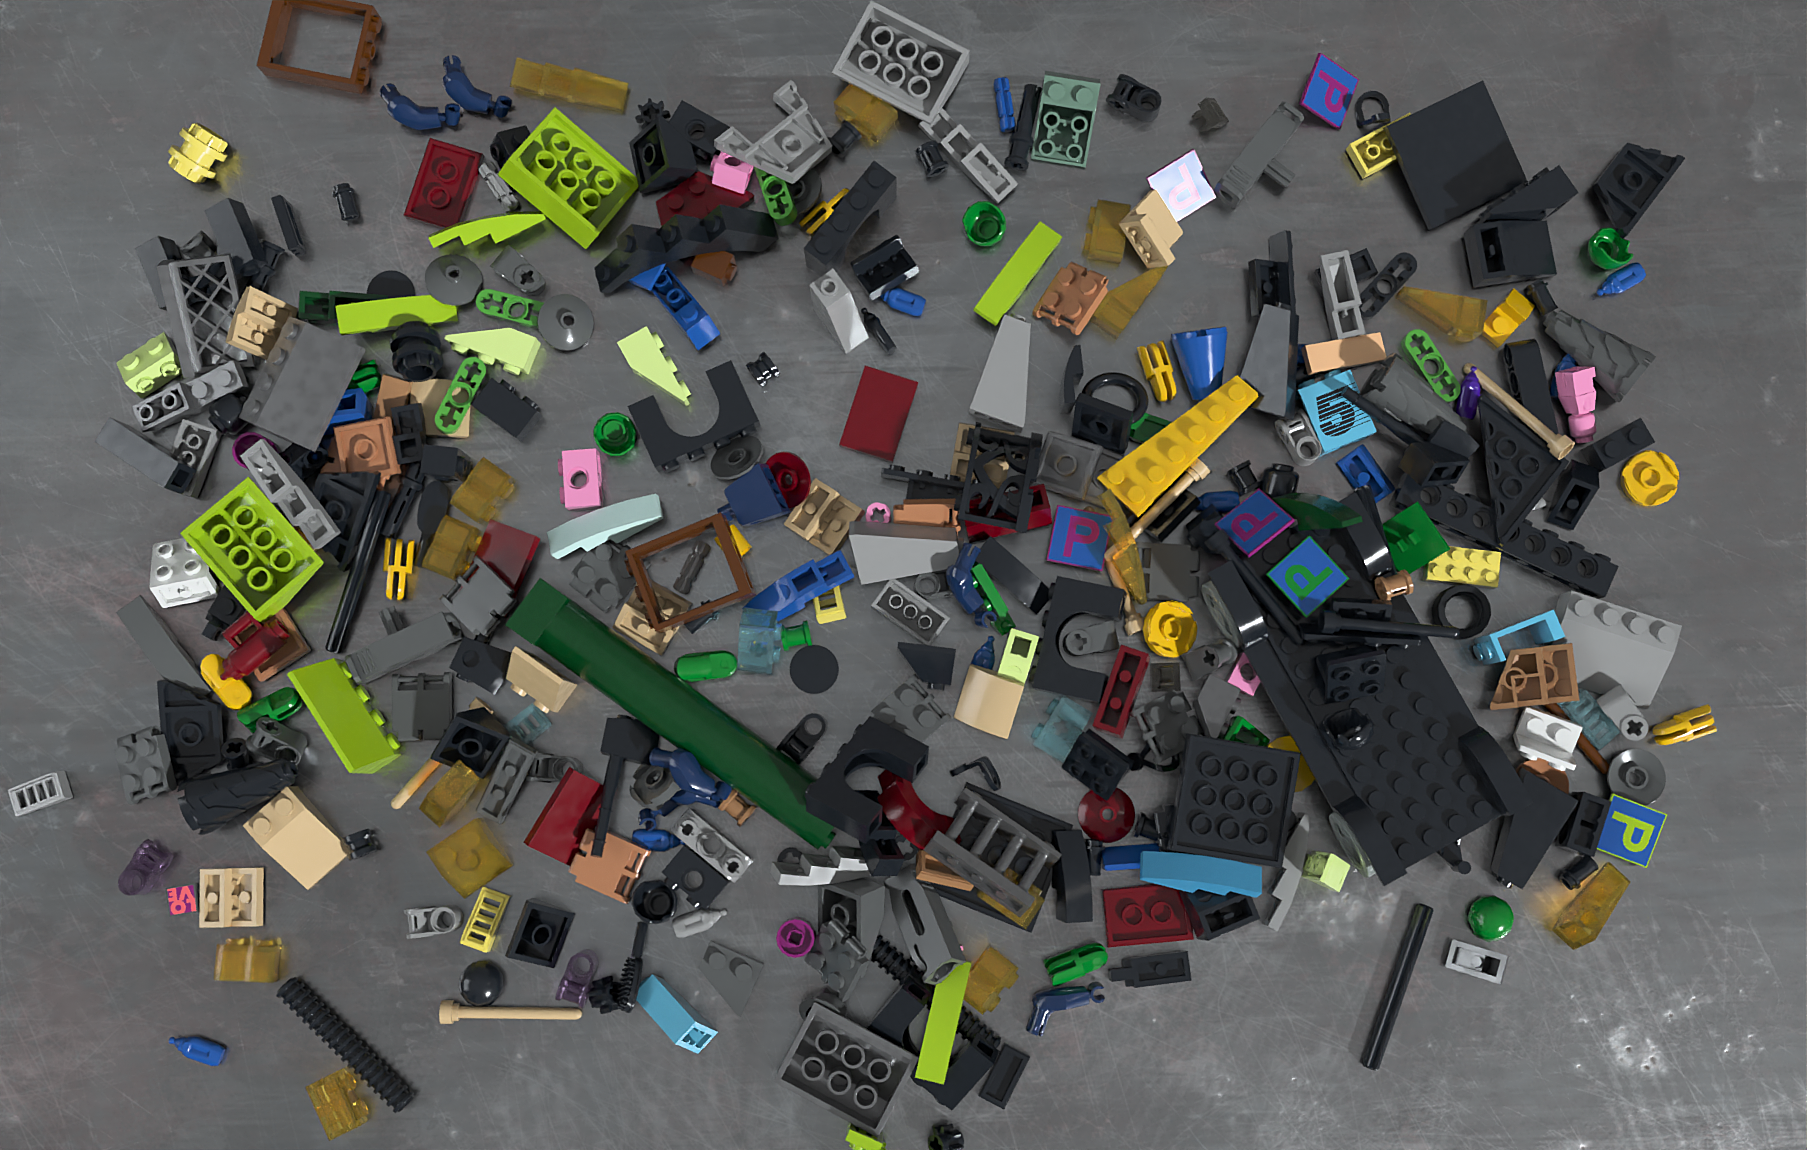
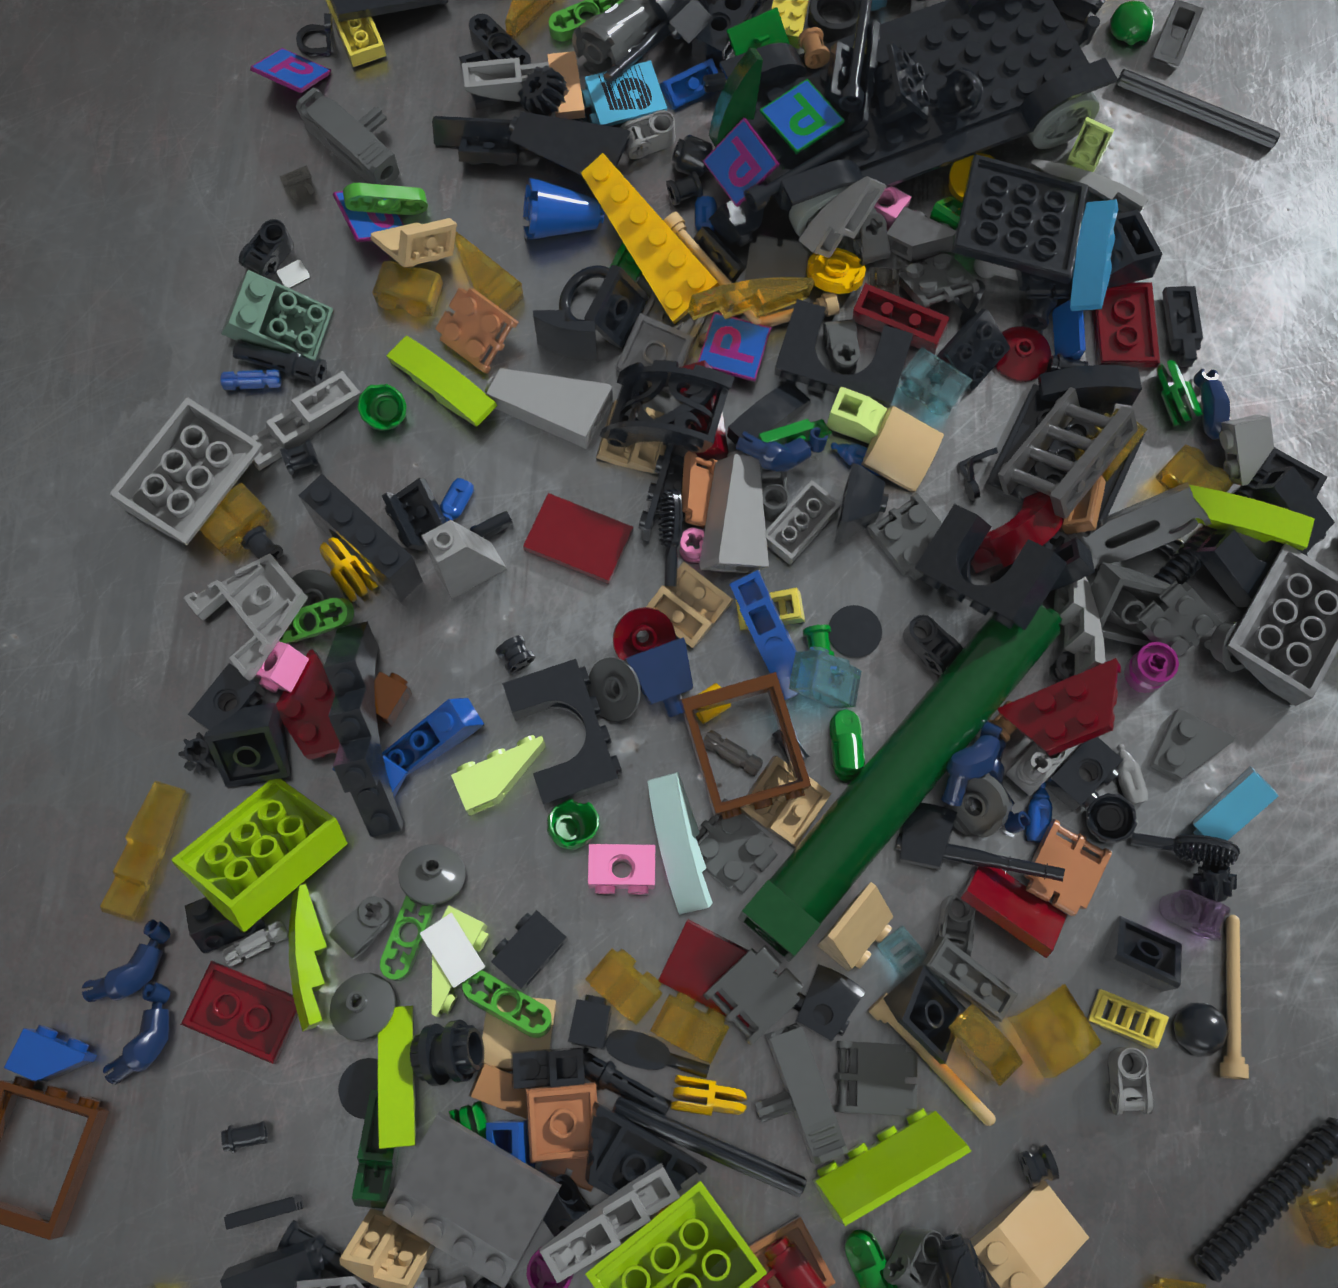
camera: 85 degrees left, 10 degrees down
(398, 36) = (44, 1057): none -> blue slope
(498, 345) = (452, 950): none -> white sticker
(736, 852) = (1068, 710): none -> dark red wing
(884, 494) = (671, 532): none -> black piece
(1022, 1027) = (1246, 446): none -> light grey slope
(1117, 126) = (293, 274): none -> white sticker
(1158, 370) = (563, 255): yellow arm -> none
(1195, 197) = (399, 199): none -> bright green beam
(1209, 624) = (842, 216): none -> light grey slope
(1322, 330) = (543, 91): none -> black gear

